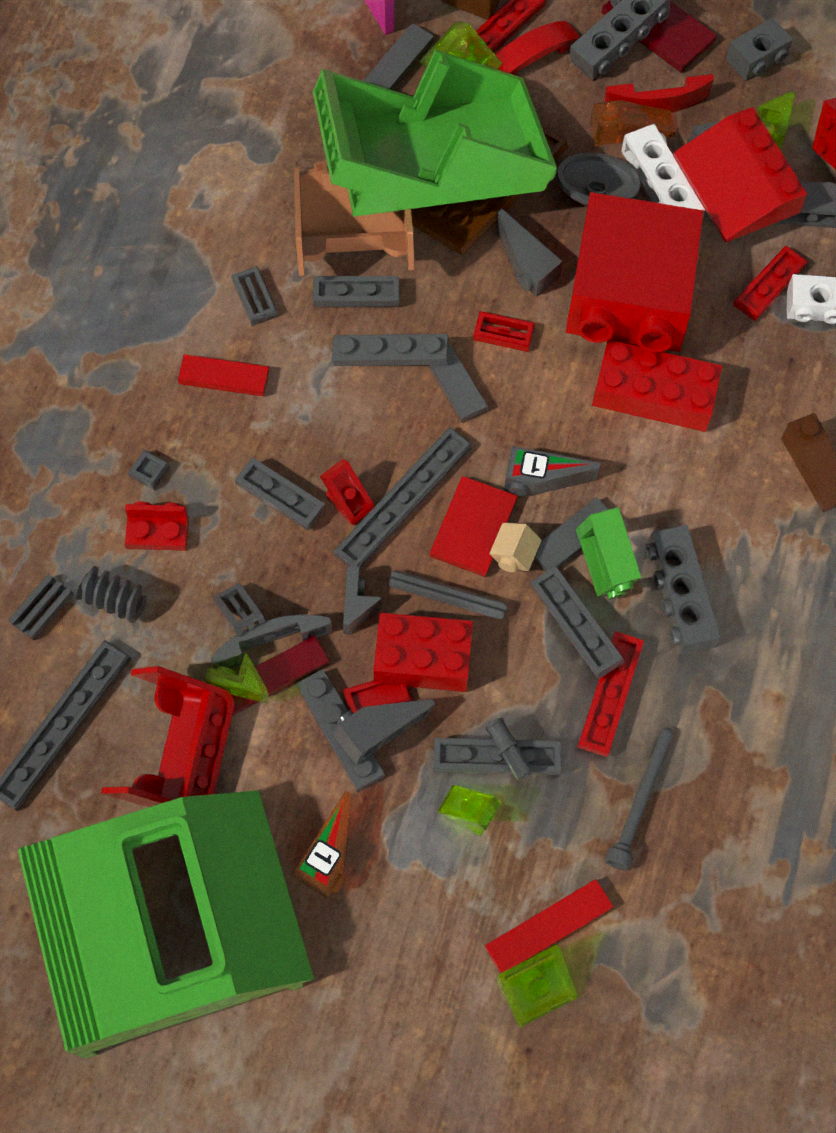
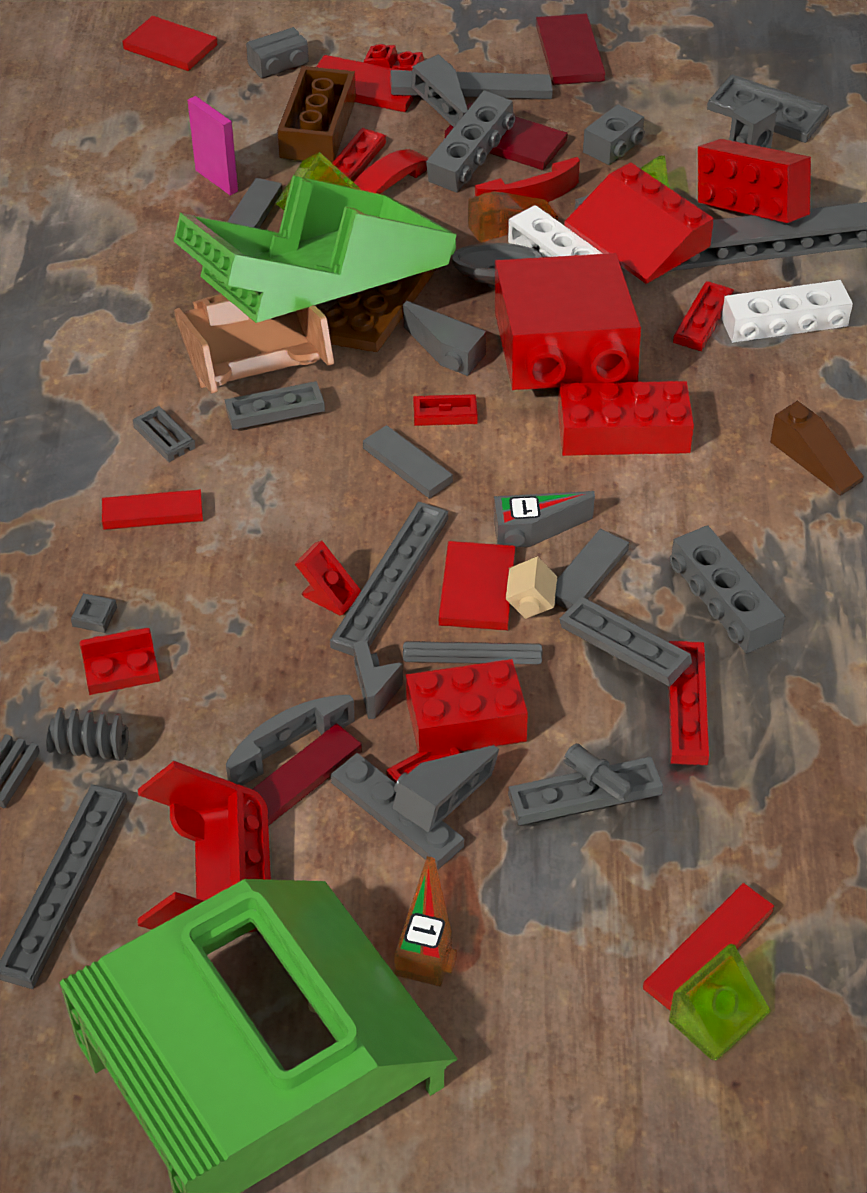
camera: 15 degrees left, 20 degrees down
(245, 684) = (275, 783): clear neon green slope -> none
(246, 621) = (239, 718): dark grey tile -> none
(280, 493) = (252, 600): dark grey plate -> none
(390, 349) = (330, 447): dark grey plate -> none
(469, 808) = (576, 847): clear neon green slope -> none
(608, 553) = (631, 535): bright green window -> none
(620, 854) = (760, 853): dark grey piece -> none

